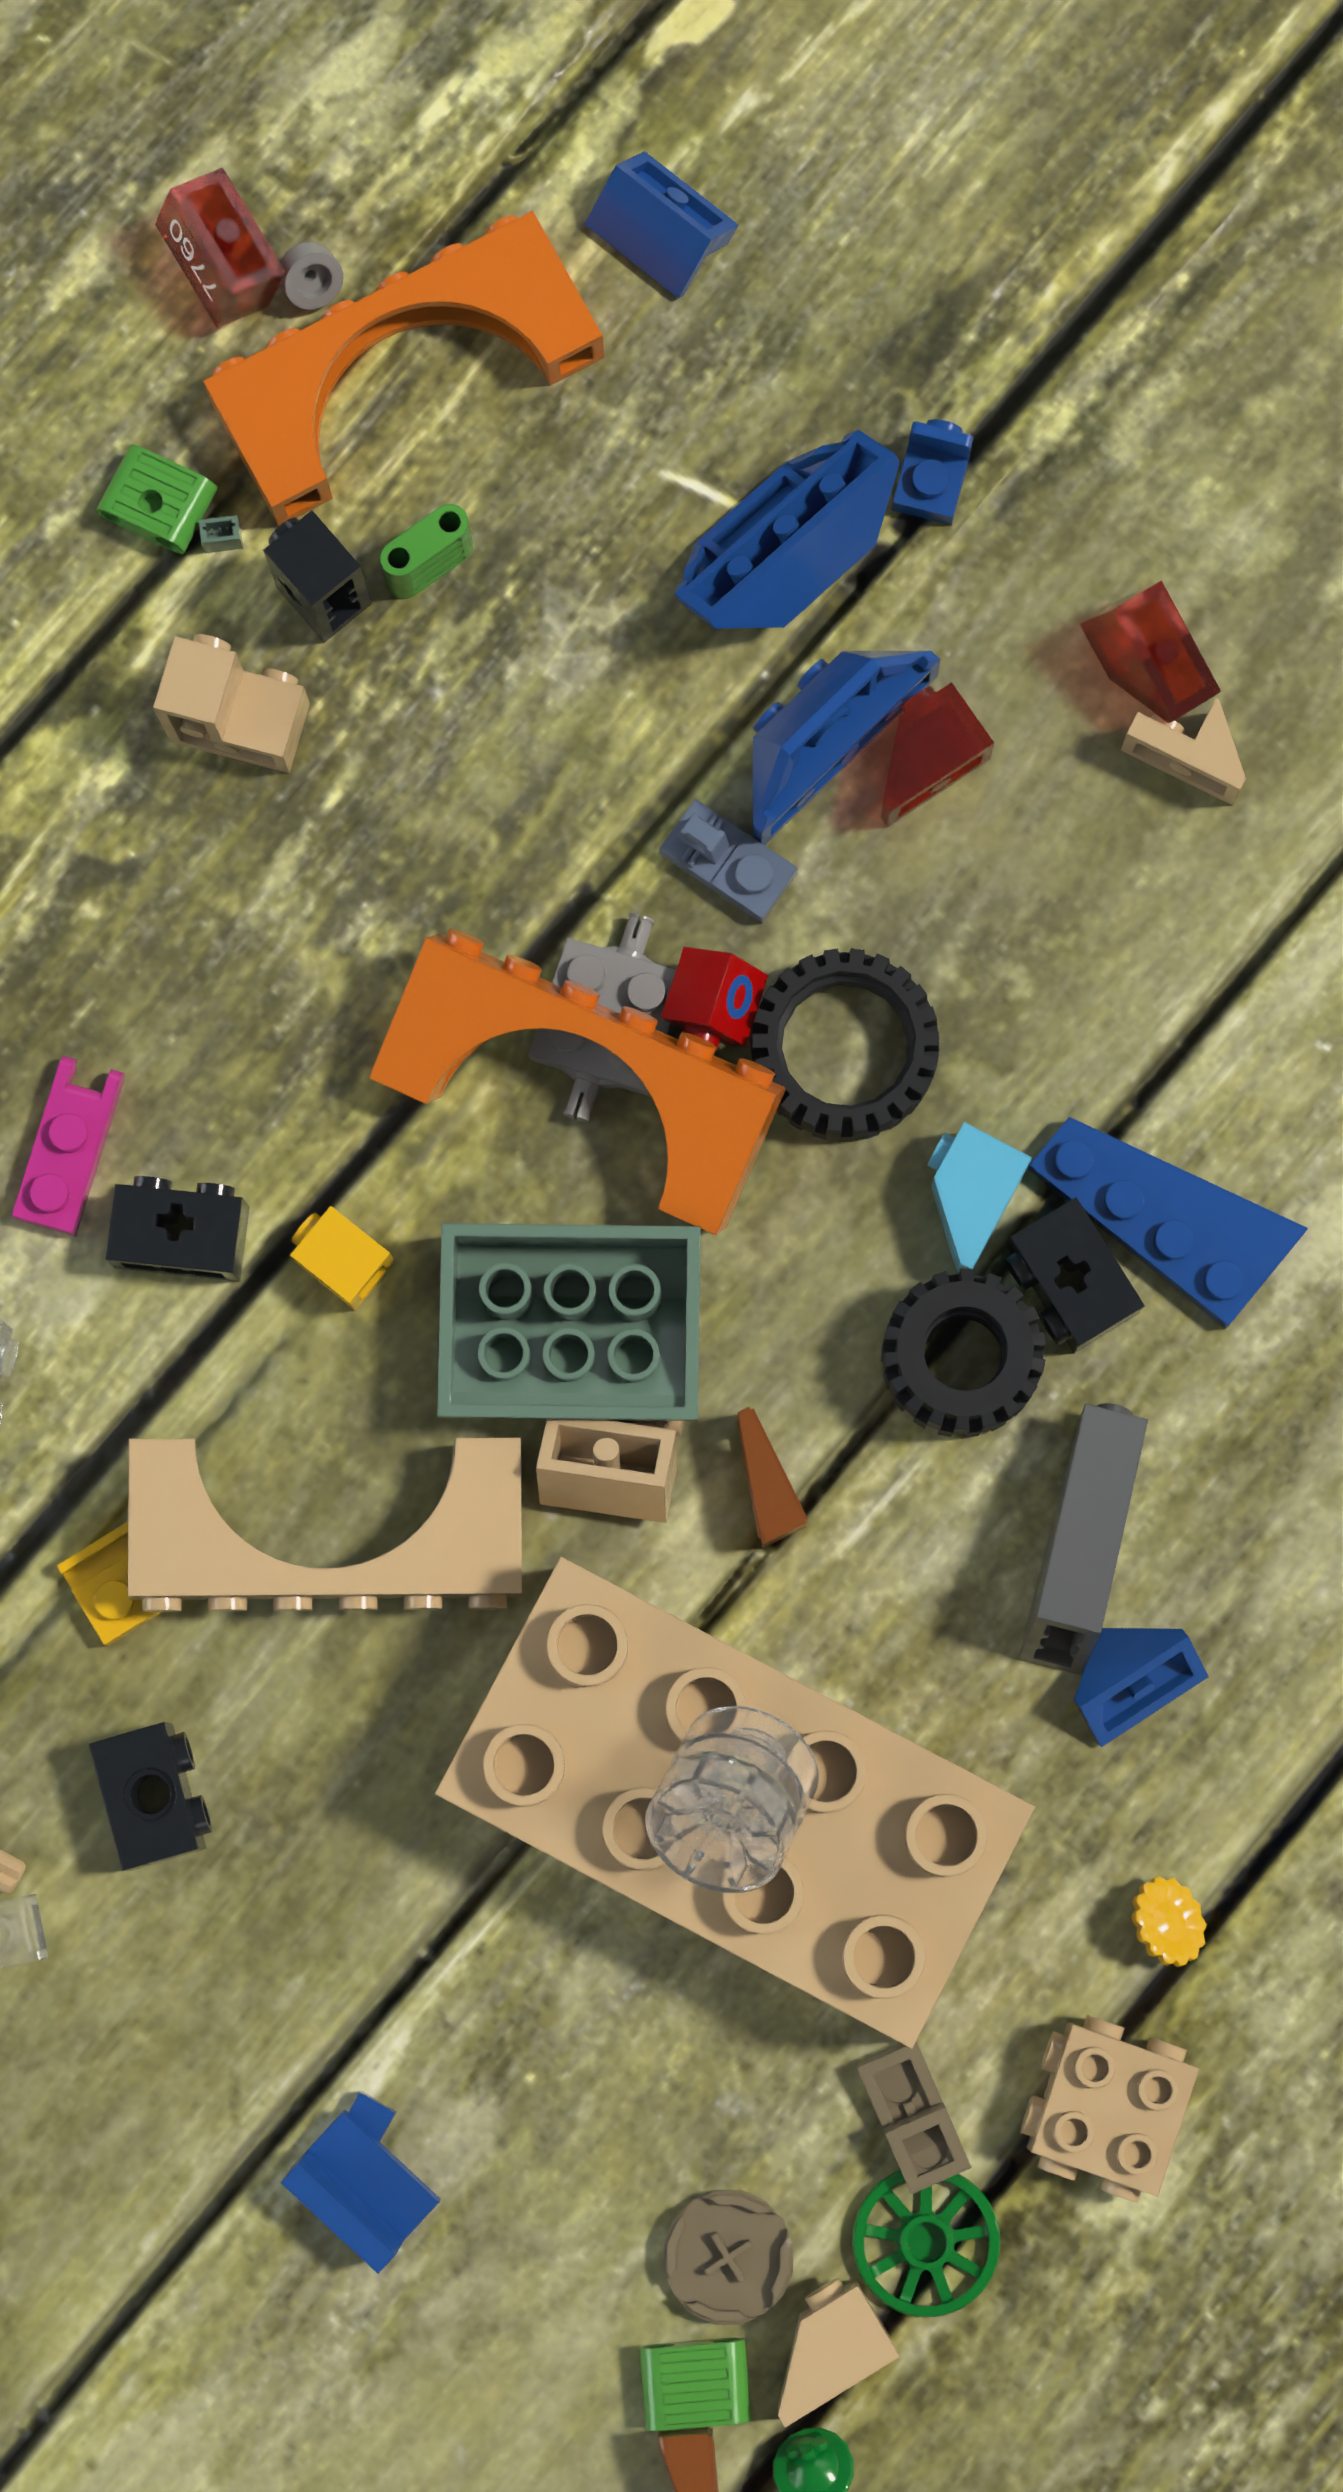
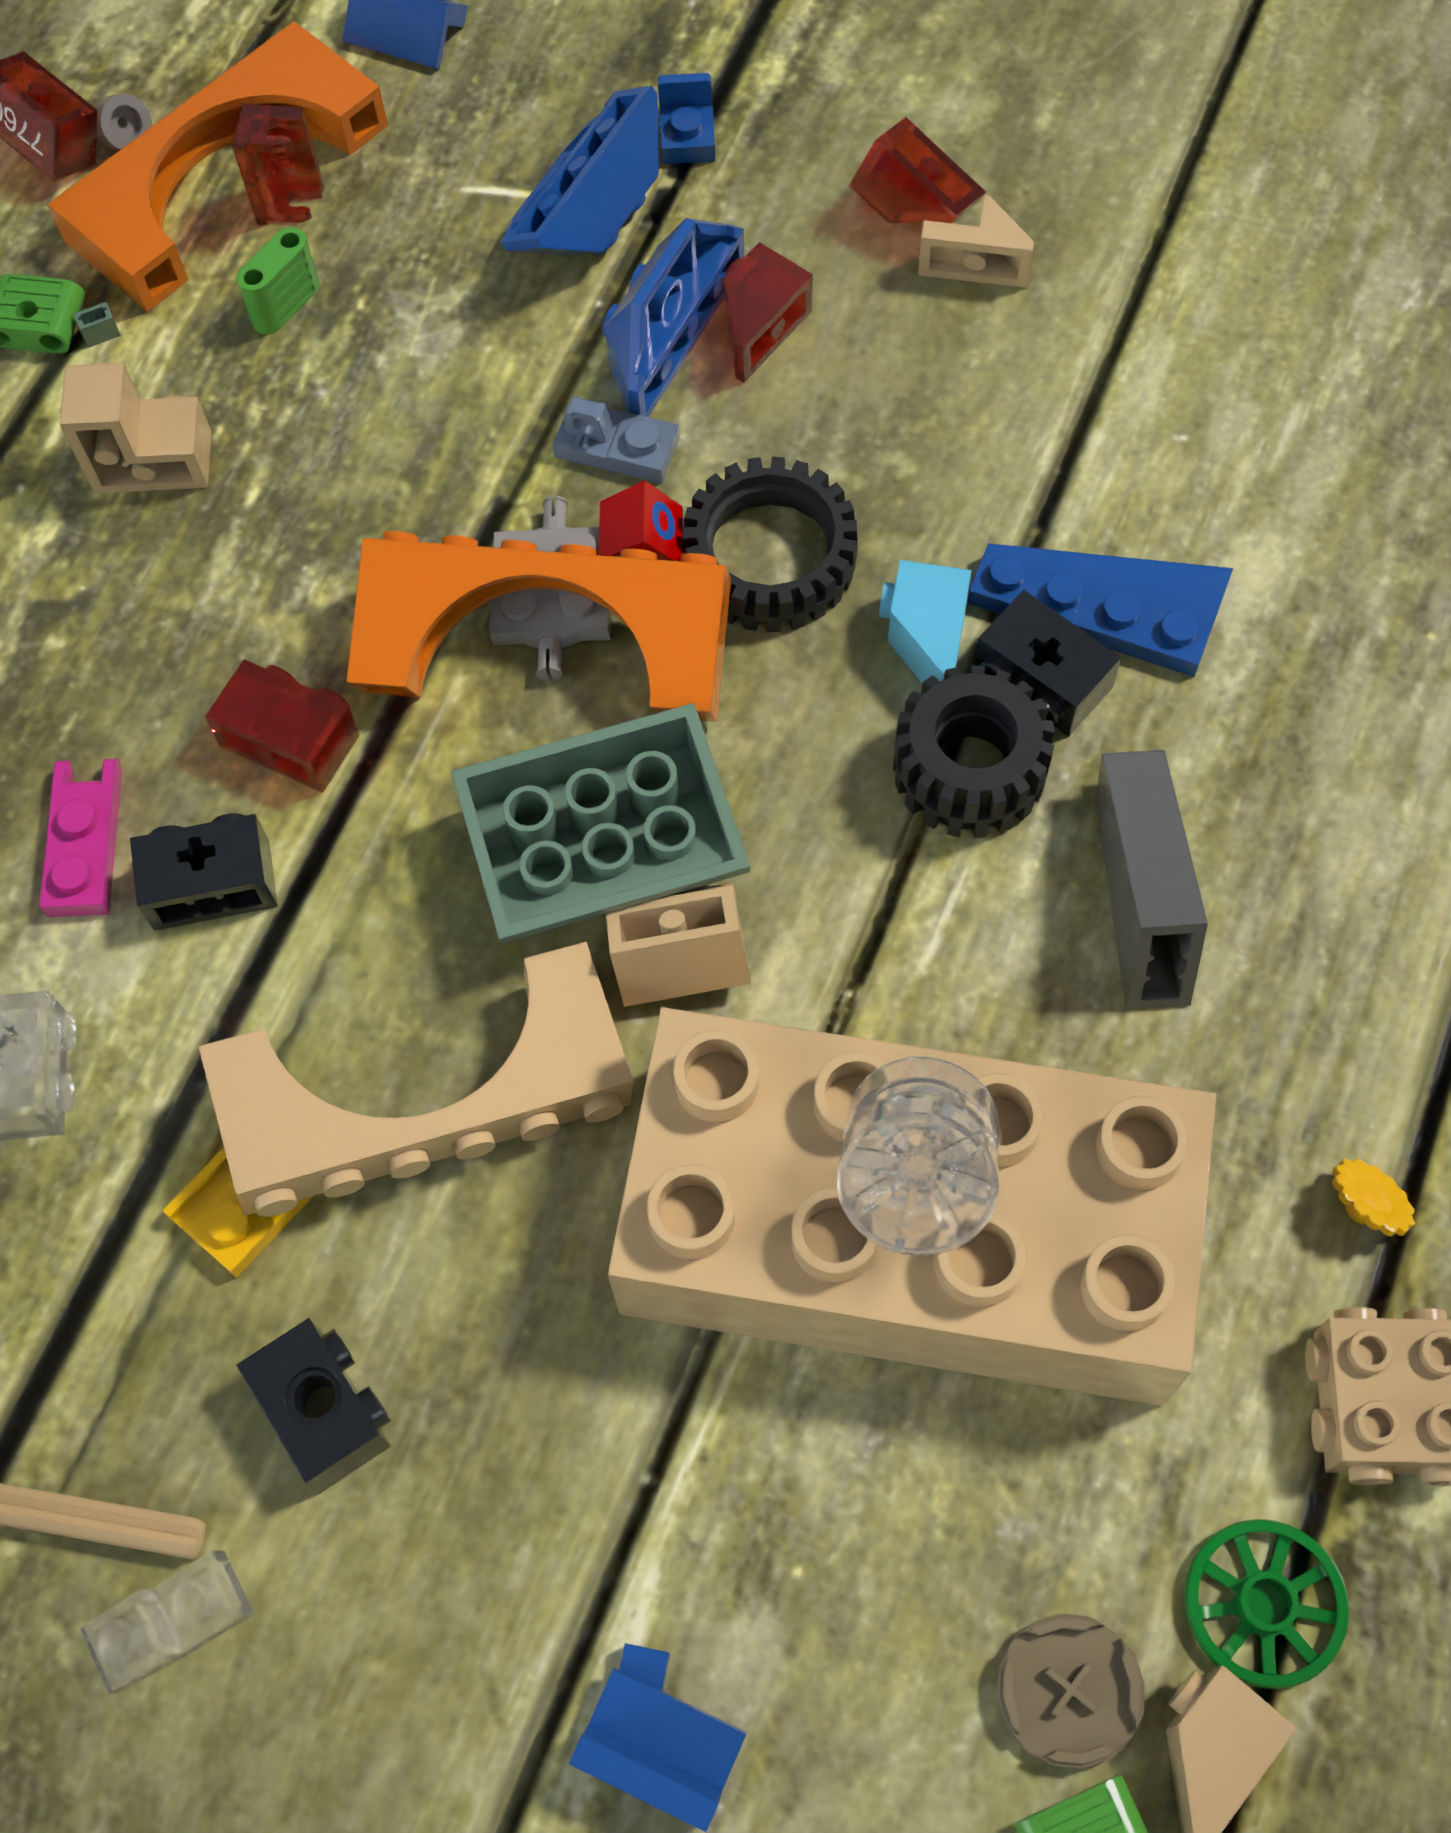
camera: 20 degrees left, 15 degrees down
(297, 1094) = (283, 724): none -> clear red brick
(316, 574) = (186, 312): black brick -> none
(340, 1256) = (366, 846): yellow brick -> none
(459, 397) = (277, 162): none -> clear red hinge
(771, 1493) = (843, 927): dark orange slope -> none
(913, 2116) = (1203, 1476): dark tan slope -> none
(1135, 1676) = (1245, 985): blue slope -> none

